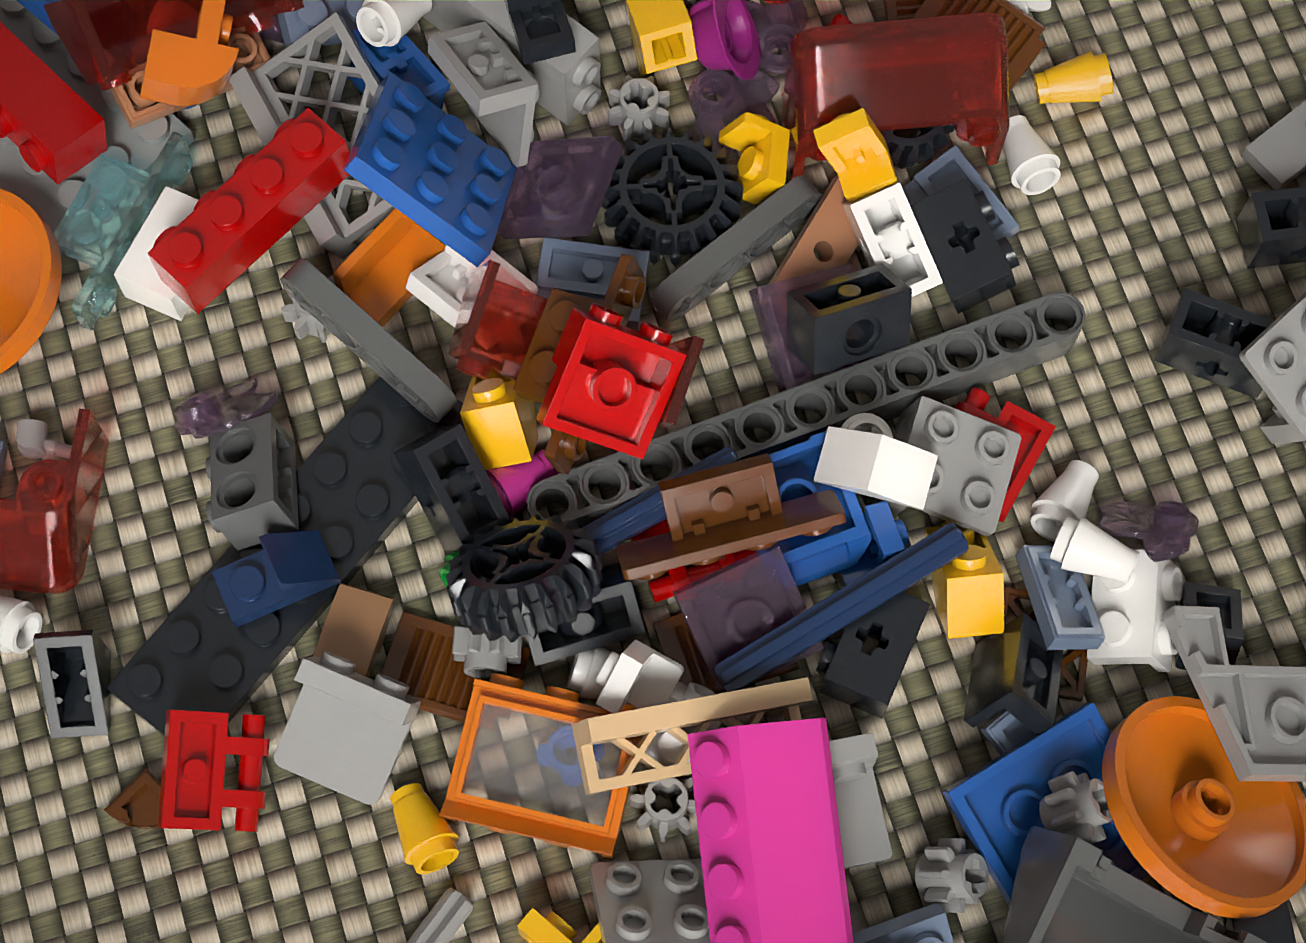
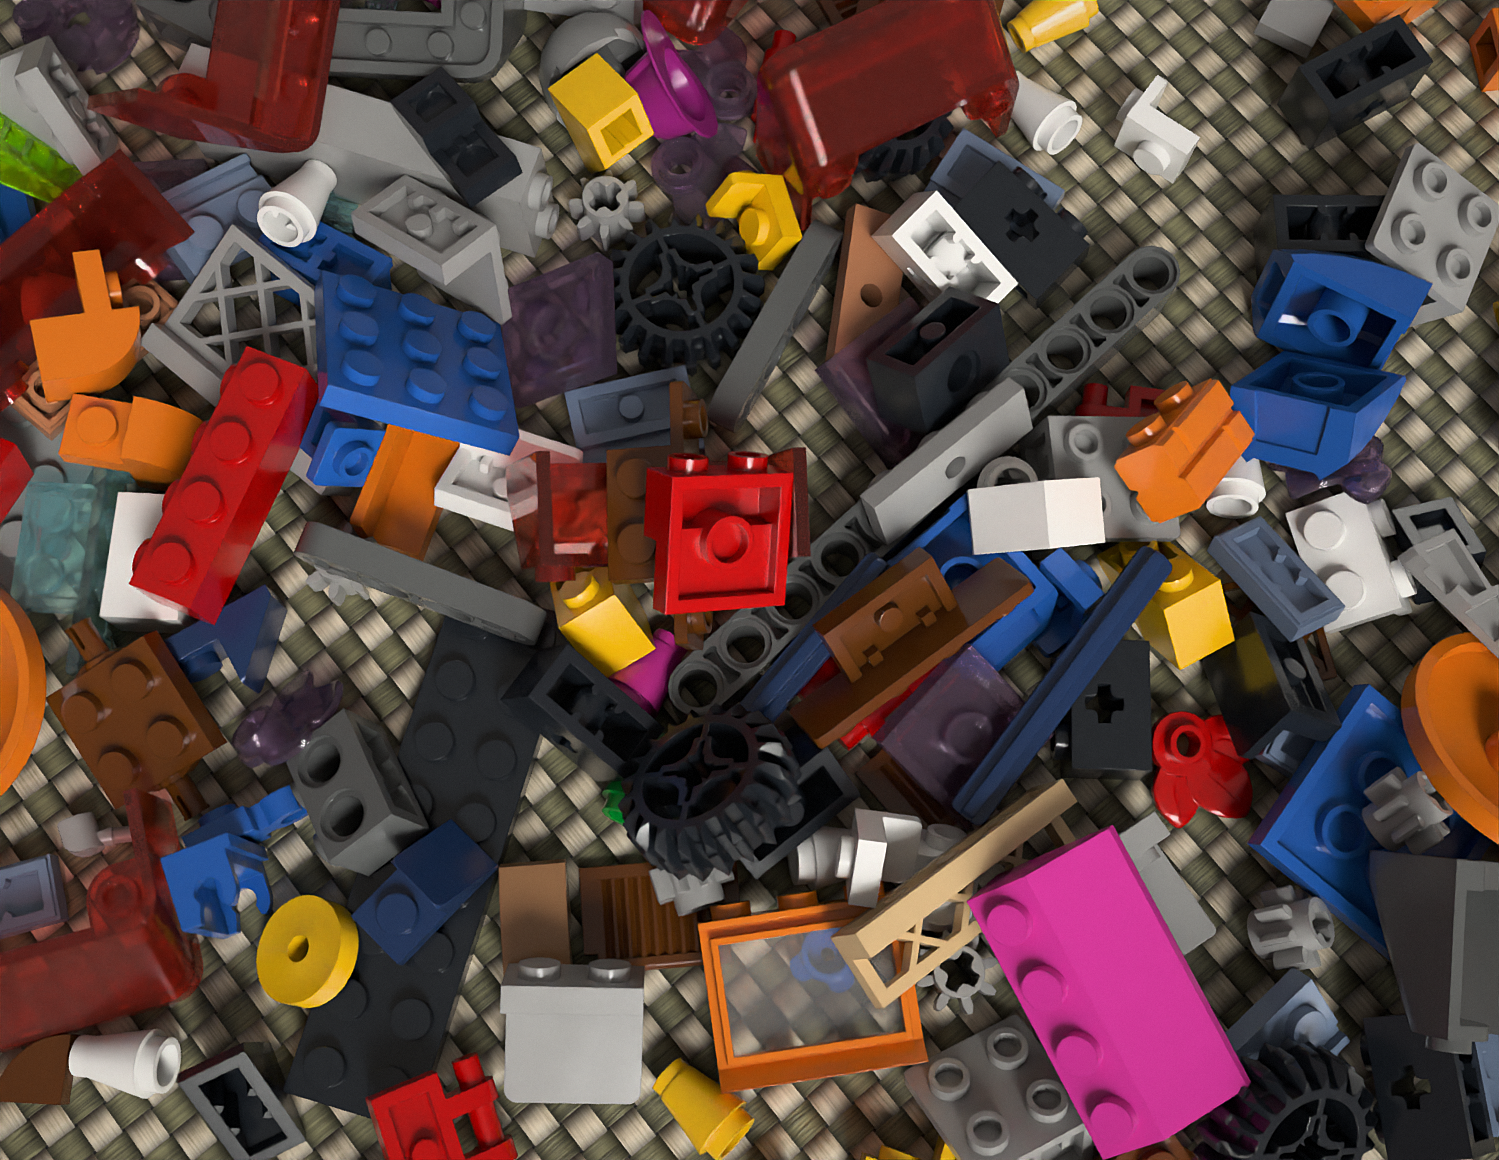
camera: 20 degrees left, 5 degrees up
(110, 362) = (136, 718): none -> reddish brown plate
(120, 501) = (208, 883): none -> blue hinge
(153, 478) = (250, 823): none -> blue plate
(167, 589) = (282, 960): none -> yellow piece
(194, 148) = (133, 437): none -> orange brick
(217, 331) = (243, 633): none -> dark blue slope
(349, 212) = (340, 447): none -> blue bracket
(420, 33) = (338, 214): none -> clear light blue piece
(822, 398) = (946, 460): none -> light grey tile
(857, 154) = (877, 176): yellow bracket -> none
(935, 733) = (1205, 776): none -> red plate
(1019, 461) = (1183, 449): none -> orange brick
(1092, 551) = (1296, 517): white cone -> none
(1111, 208) = (1151, 137): none -> white bracket
(1141, 471) = (1313, 410): none -> blue slope
(1205, 403) = (1335, 305): none -> blue slope

